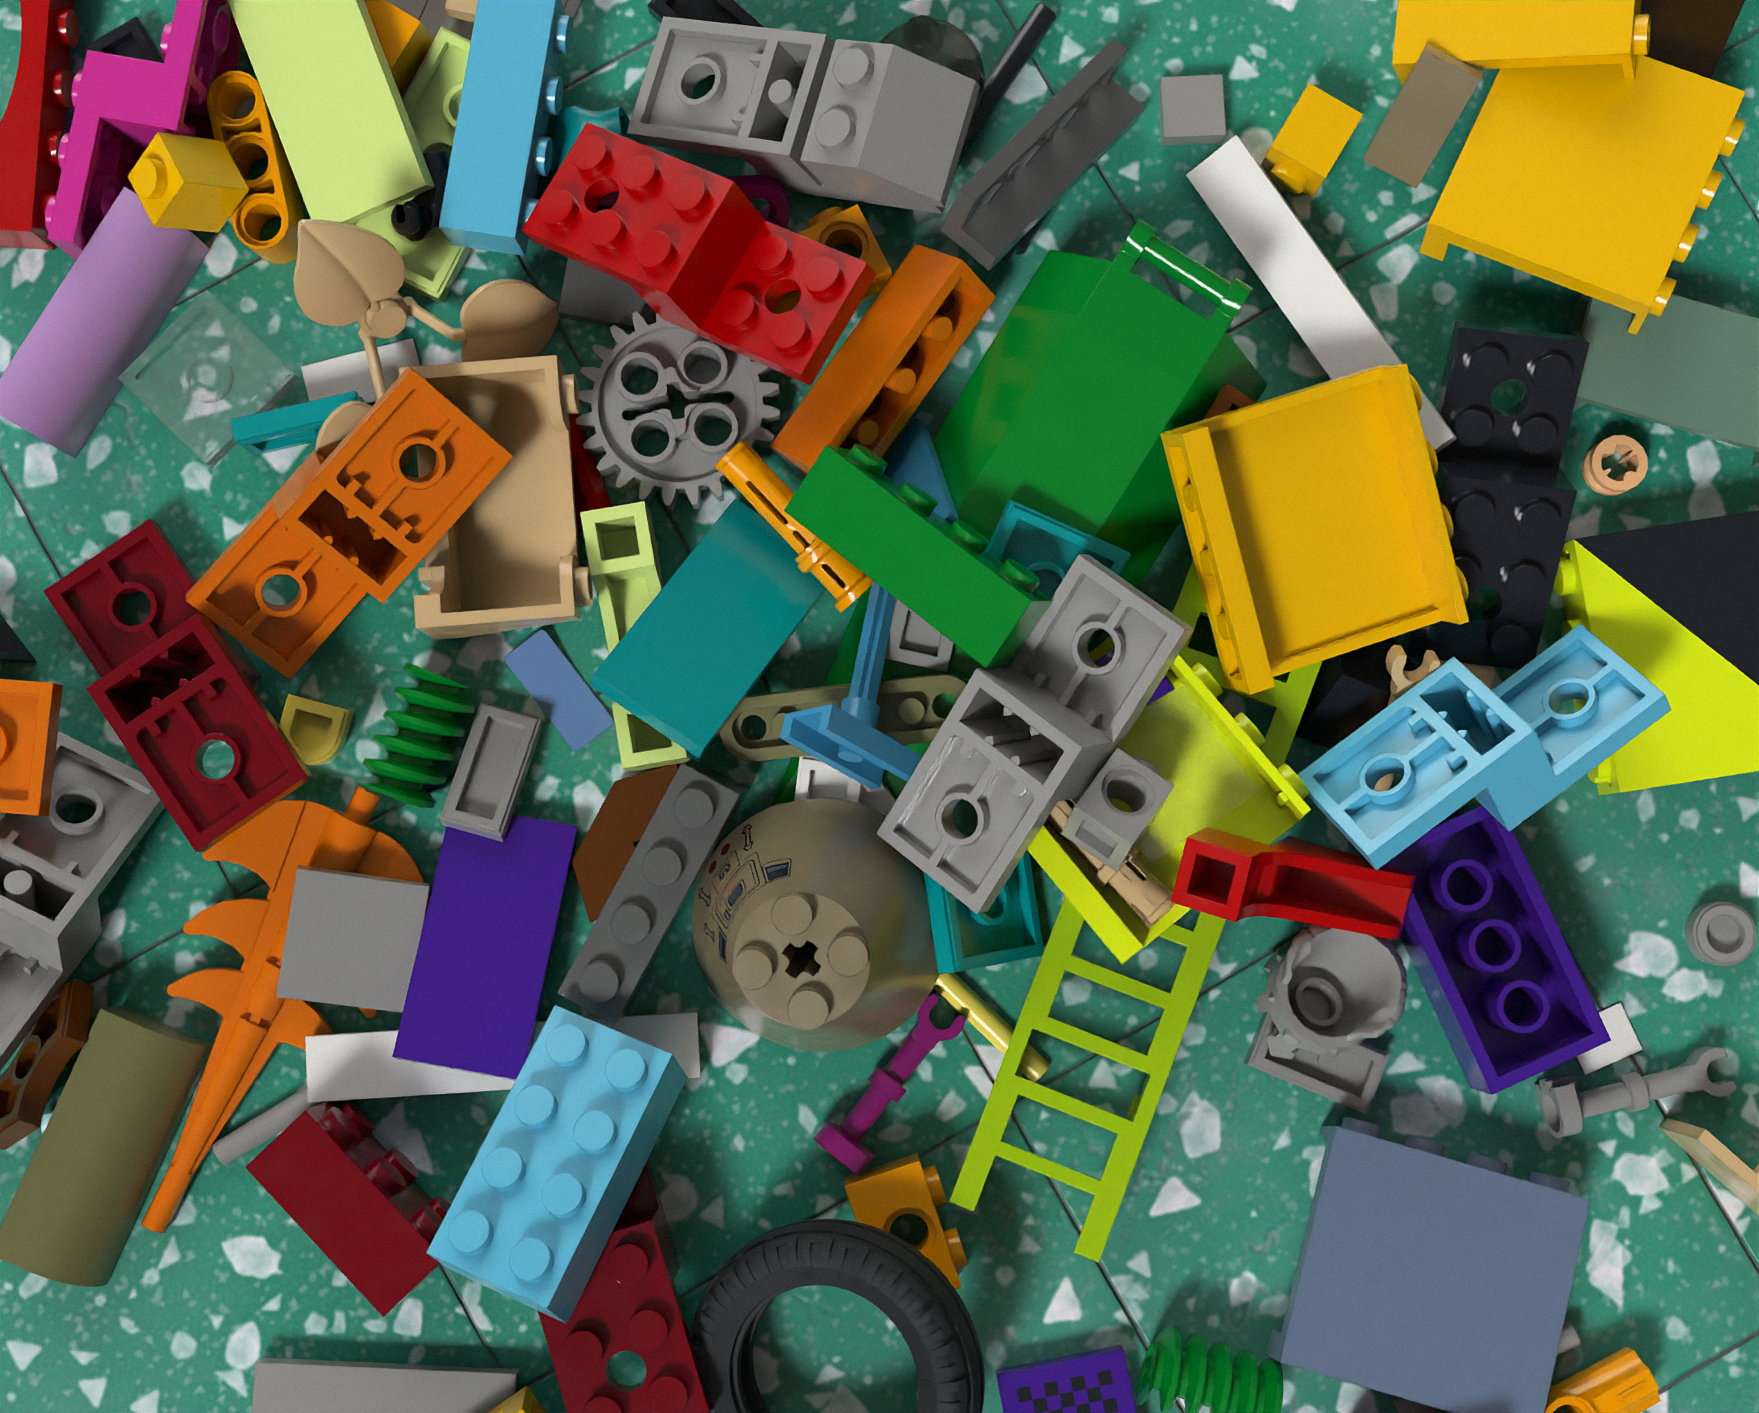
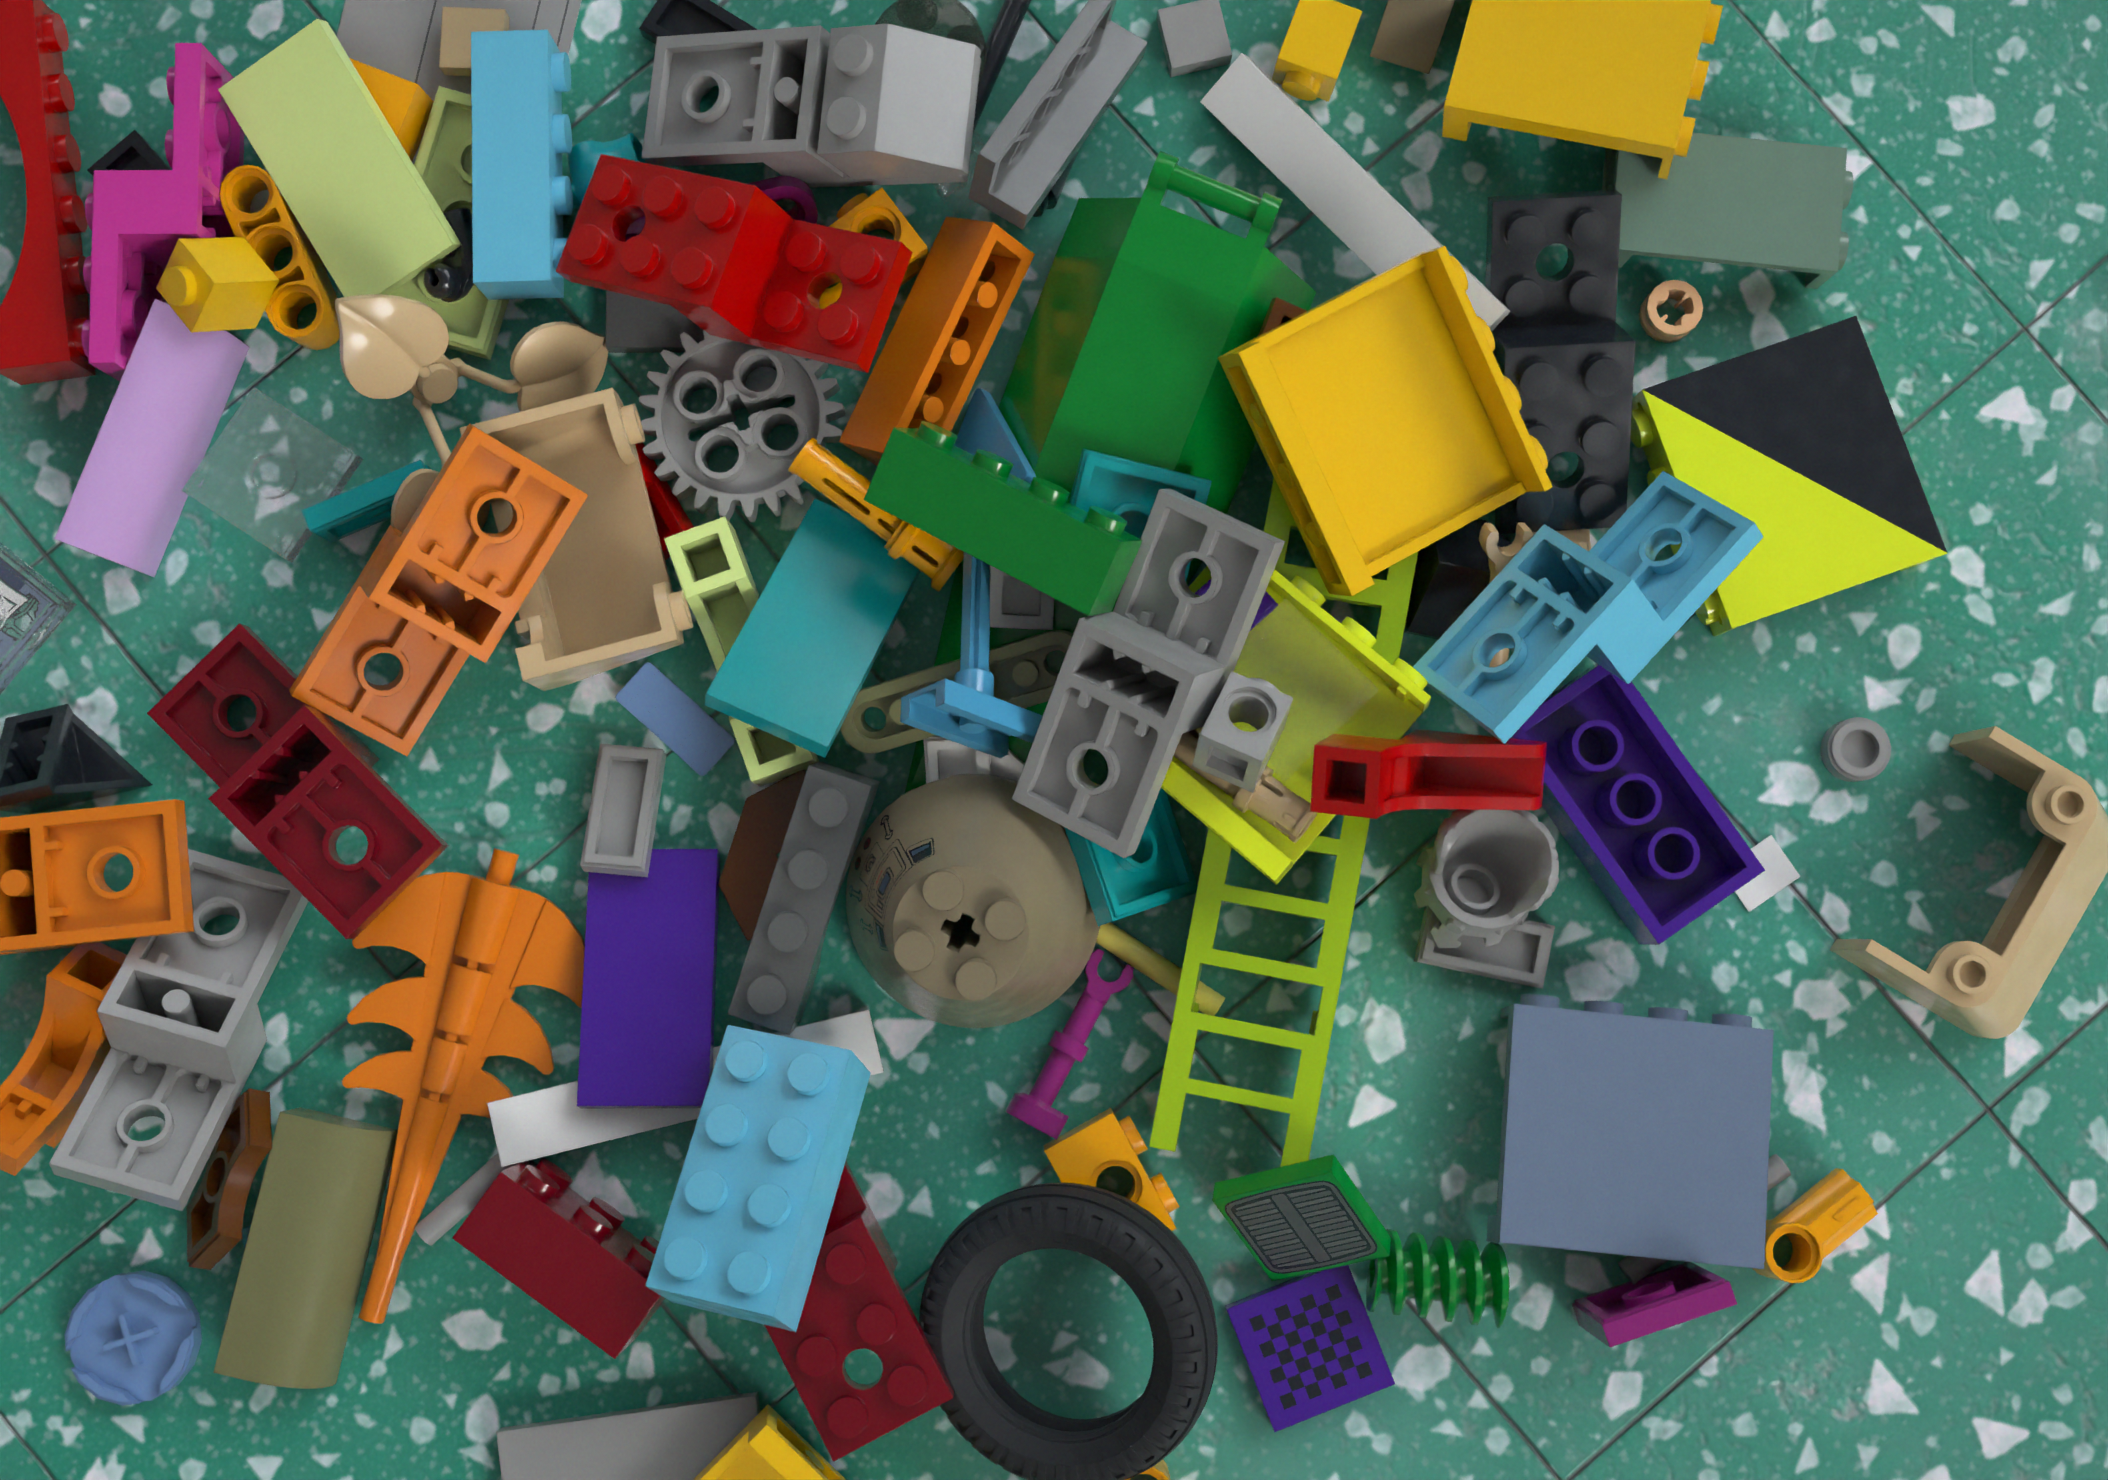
camera: 10 degrees left, 0 degrees up
(315, 729) = (442, 800): light yellow tile -> none
(351, 939) = (515, 999): light grey tile -> none
(353, 373) = (415, 443): white sticker -> none
(419, 737) = (545, 788): green piece -> none
(1088, 1300) = (1302, 1218): none -> tile
(1565, 1107) = (1736, 947): light grey piece -> none

